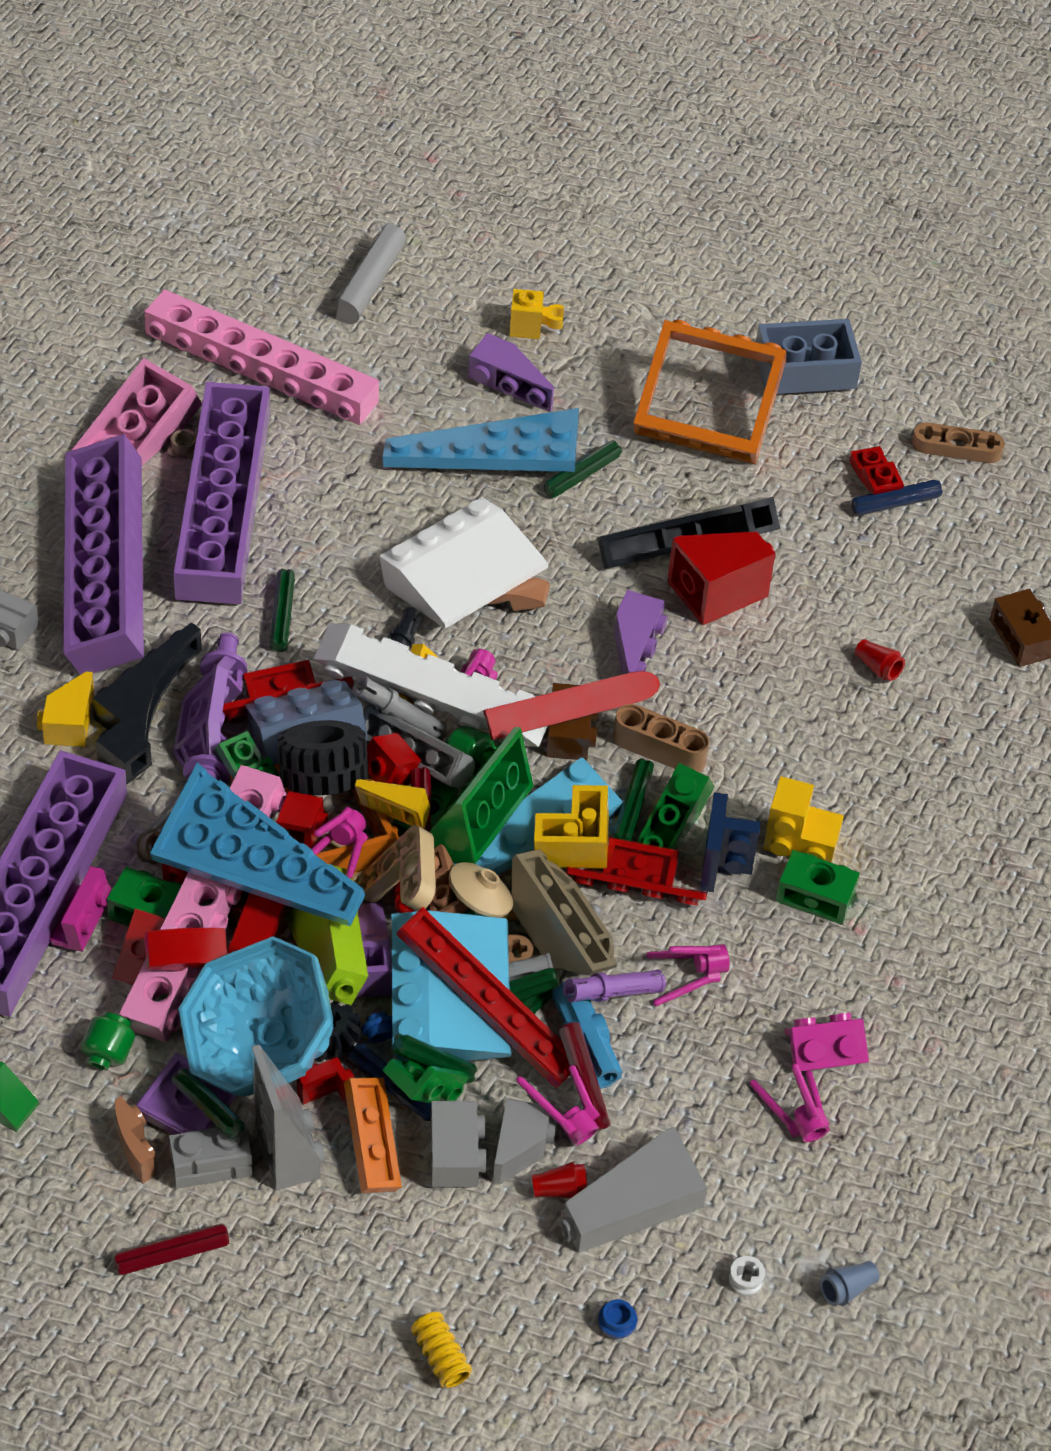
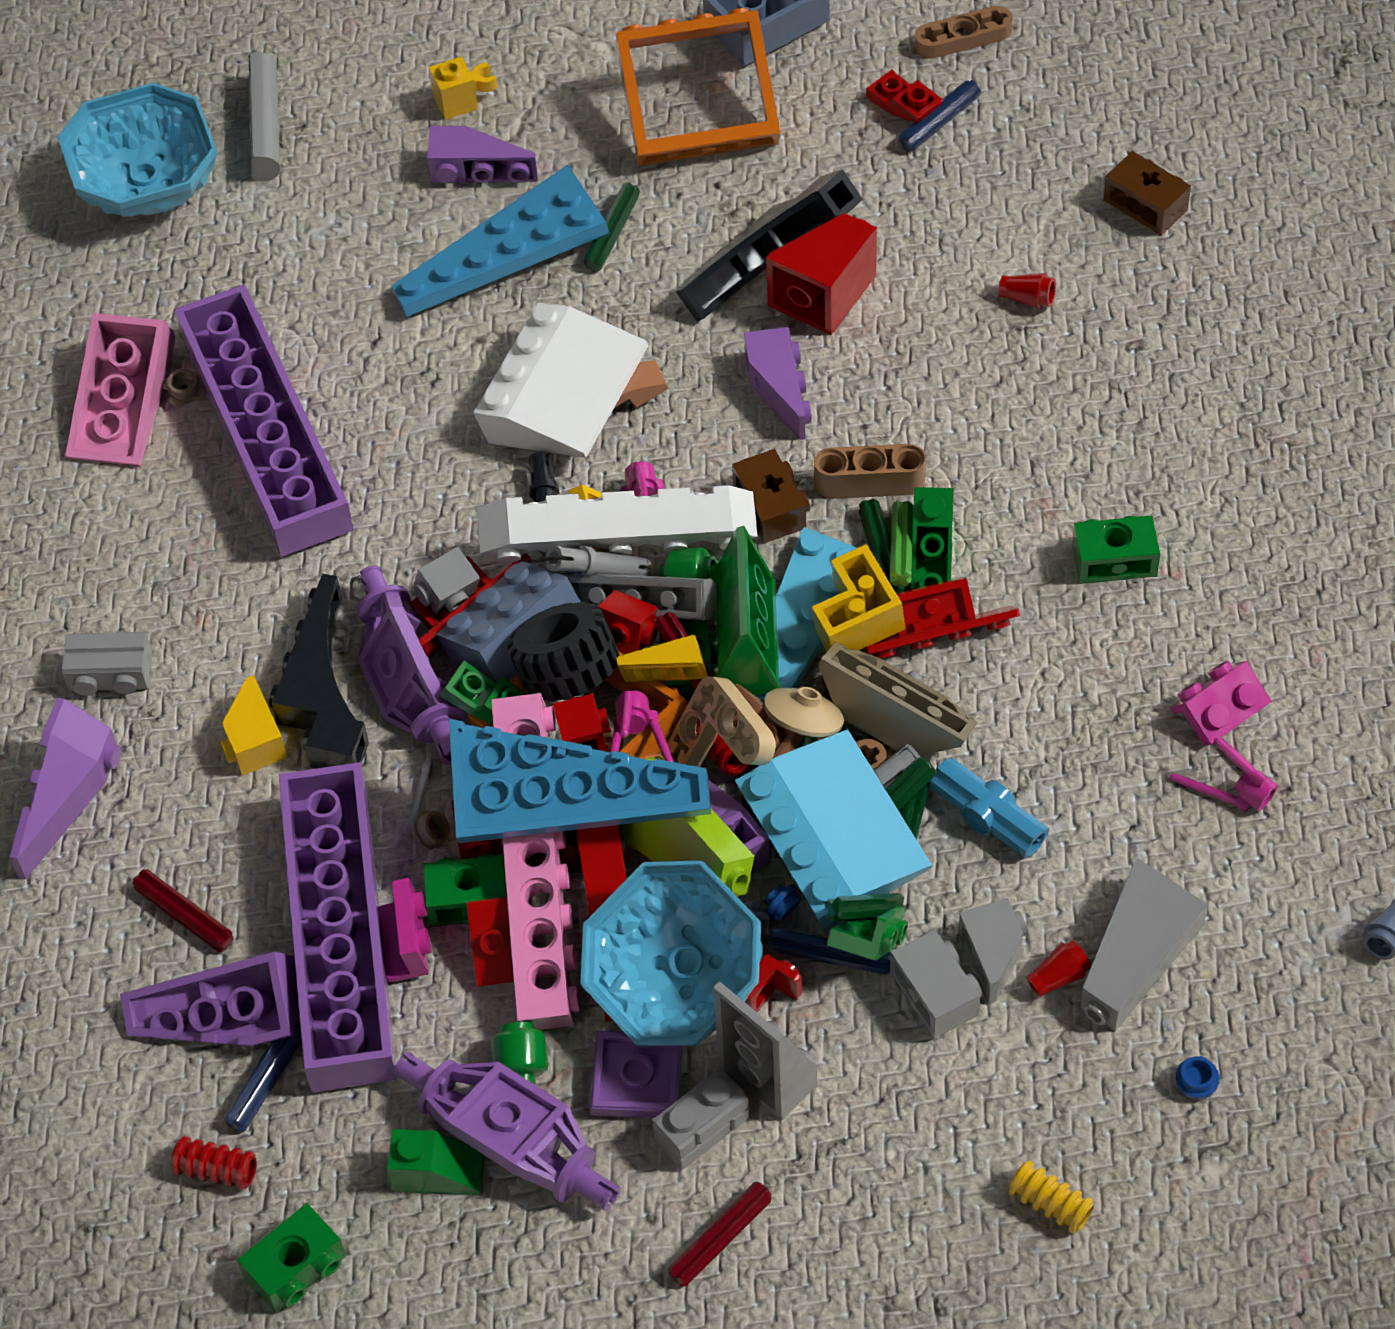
camera: 20 degrees left, 5 degrees up
(64, 1089) = (510, 1124): none -> medium lavender plate
(103, 555) = (183, 545): medium lavender brick -> none
(132, 1140) = (601, 1135): nougat slope -> none
(184, 947) = (551, 918): red slope -> none
(208, 1103) = (673, 1066): dark green axle -> none
(255, 257) = (138, 150): none -> medium azure rock
(262, 357) = (205, 256): bright pink brick -> none
(276, 668) = (446, 581): none -> light grey brick
(282, 610) = (400, 516): dark green axle -> none
(372, 1135) = (849, 1015): orange plate -> none
(486, 995) = (881, 818): red tile -> none
(571, 703) = (767, 478): piece -> none
(576, 1123) = (1037, 904): dark pink plant -> none
(579, 1056) = (1018, 852): dark red axle -> none
(602, 986) = (980, 751): medium lavender pin -> none
(643, 808) = (901, 543): none -> bright green axle
(707, 959) = (1055, 675): dark pink plant -> none
(729, 844) = (1005, 548): dark blue bracket -> none
(735, 1277) = (1296, 960): white bush -> none
(798, 825) = (1062, 496): yellow brick -> none

